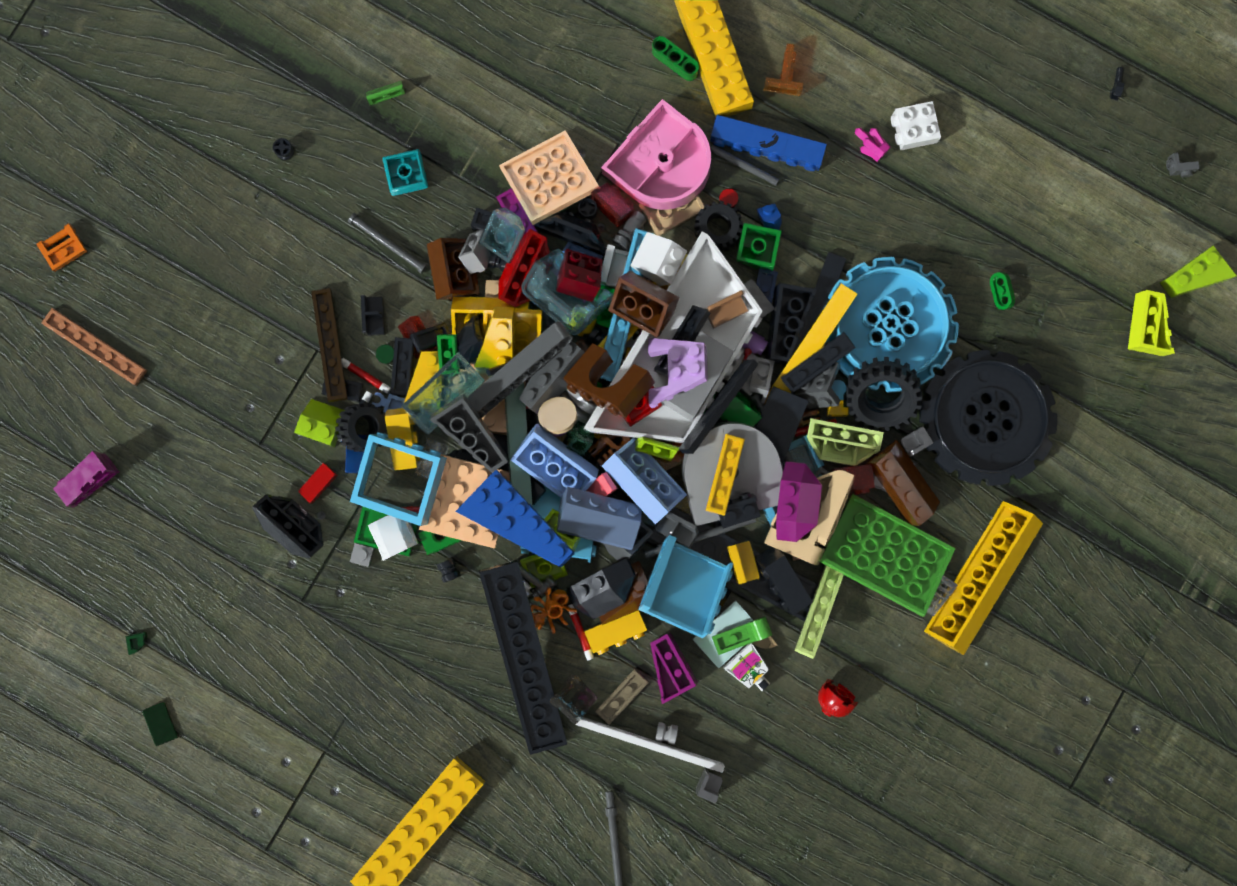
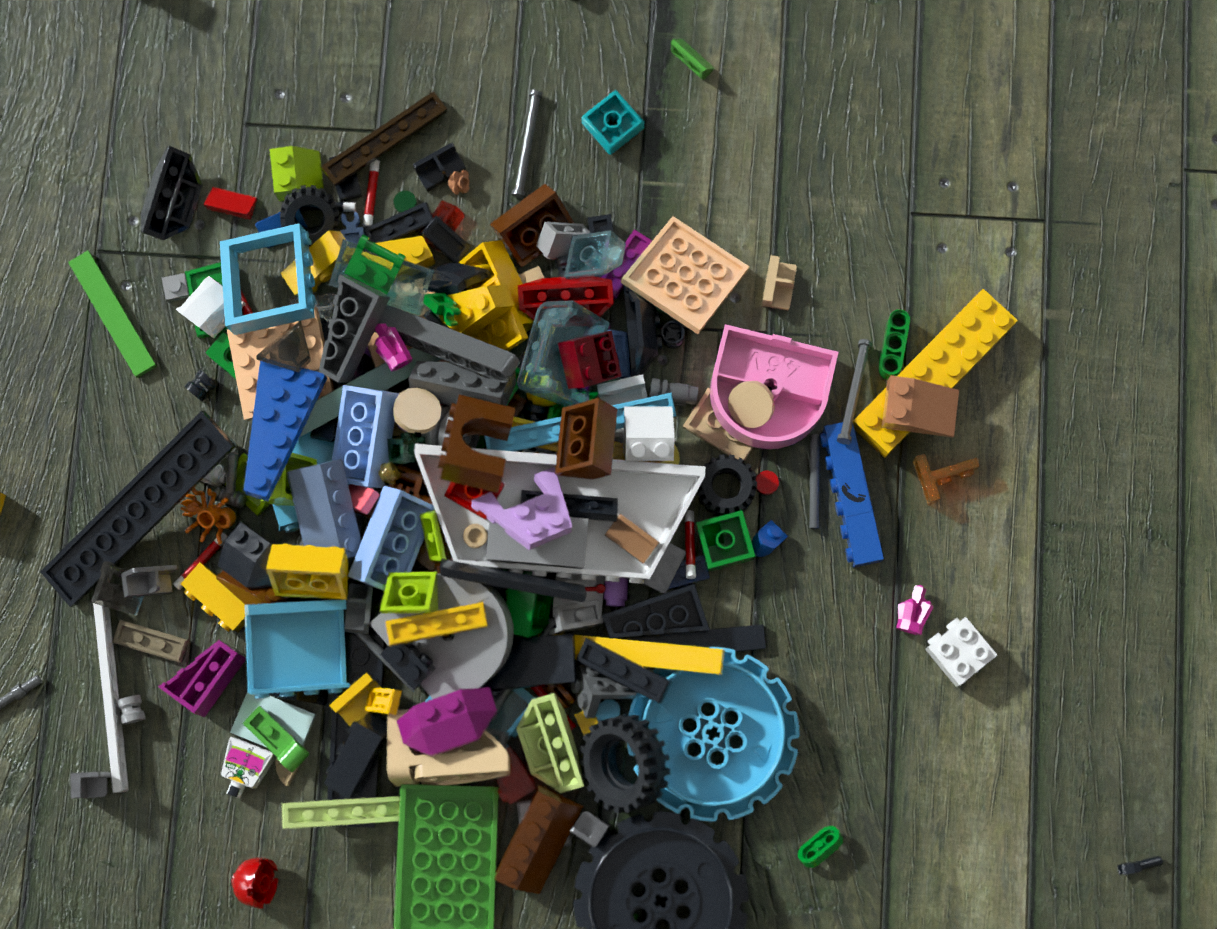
camera: 70 degrees right, 5 degrees down
(357, 612) = (112, 314): none -> bright green tile
(391, 306) = (459, 182): none -> nougat plate
(435, 398) = (372, 272): none -> green plate
(446, 347) = (438, 258): green slope -> none
(461, 489) = (287, 350): none -> clear smoke slope
(487, 358) = (442, 305): none -> green plate
(500, 411) = (391, 347): none -> dark pink rock
(579, 677) = (147, 581): none -> flat silver panel
(588, 116) = (779, 284): none -> tan panel
(592, 459) = (388, 473): none -> clear yellow plate
(613, 204) = (692, 357): clear red slope -> none
(638, 550) = (308, 571): none -> yellow slope
(665, 80) = (845, 438): none -> dark grey bar
(670, 177) = (751, 404): none -> tan tile
(670, 419) = (475, 536): none -> tan tile
(692, 483) = (410, 593): none -> lime slope
(733, 61) = (920, 407): none -> nougat slope
(752, 275) = (690, 545): none -> red bar
(755, 543) = (383, 701): none -> yellow plate

